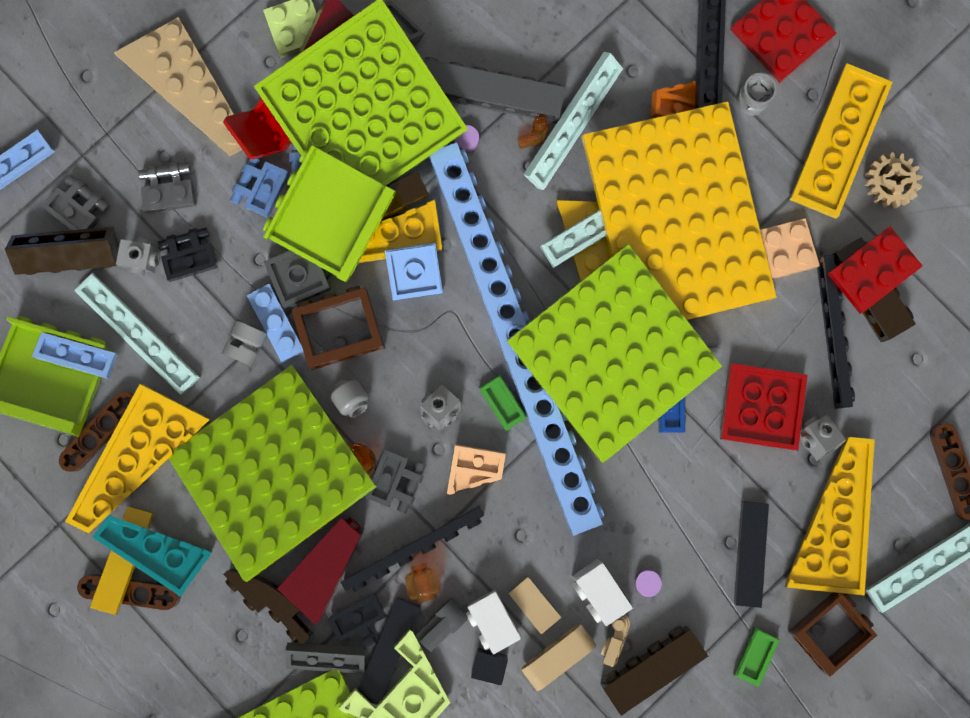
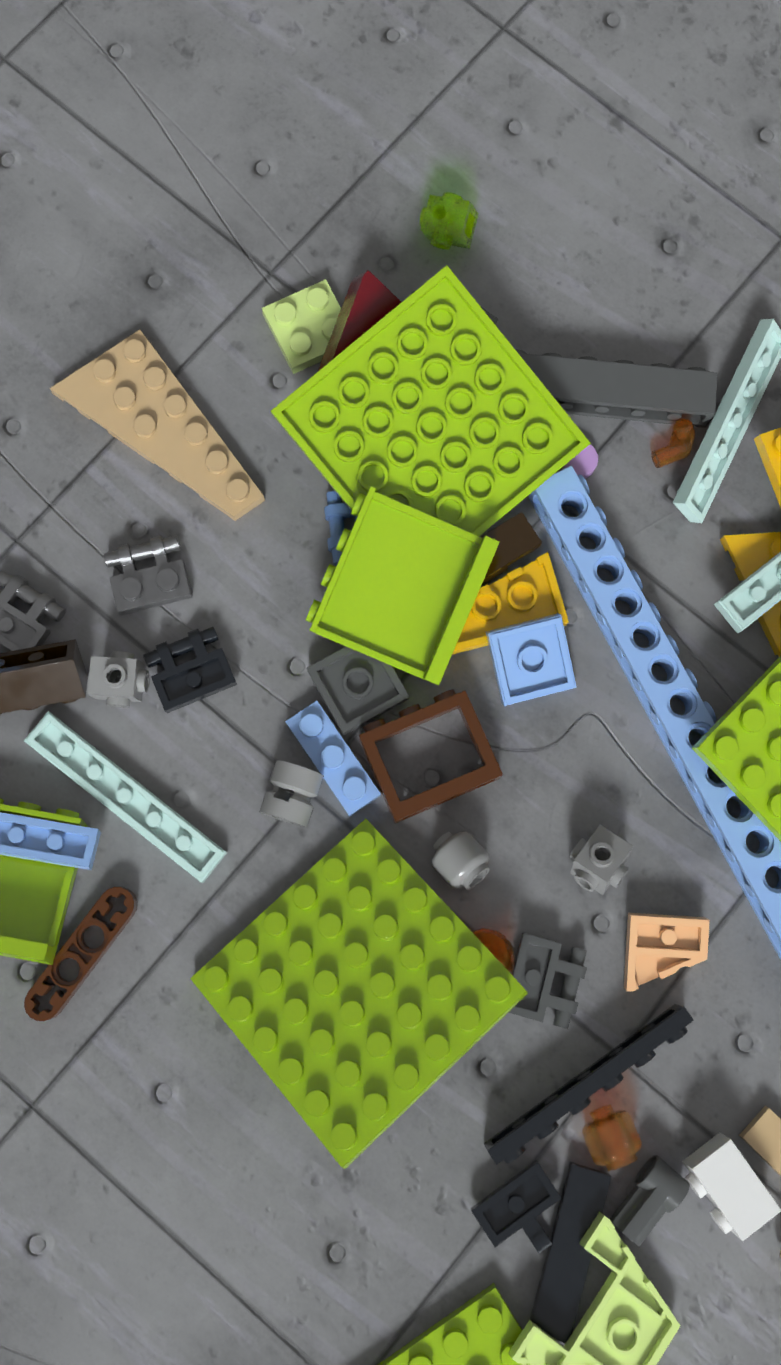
camera: 10 degrees left, 5 degrees down
(118, 570) = (138, 1156): yellow tile -> none
(130, 595) = (153, 1210): reddish brown beam -> none
(138, 447) = (144, 975): yellow wing -> none
(157, 555) = (194, 1139): teal wing -> none
(257, 131) = (279, 476): red bracket -> none
(263, 593) = (370, 1183): dark brown slope -> none
(265, 190) = (296, 562): medium blue plate -> none
(320, 572) = (450, 1137): dark red slope -> none
(325, 658) = (476, 1275): dark grey plate -> none
(489, 667) = (731, 1260): black panel -> none
(503, 402) = (688, 842): bright green tile -> none

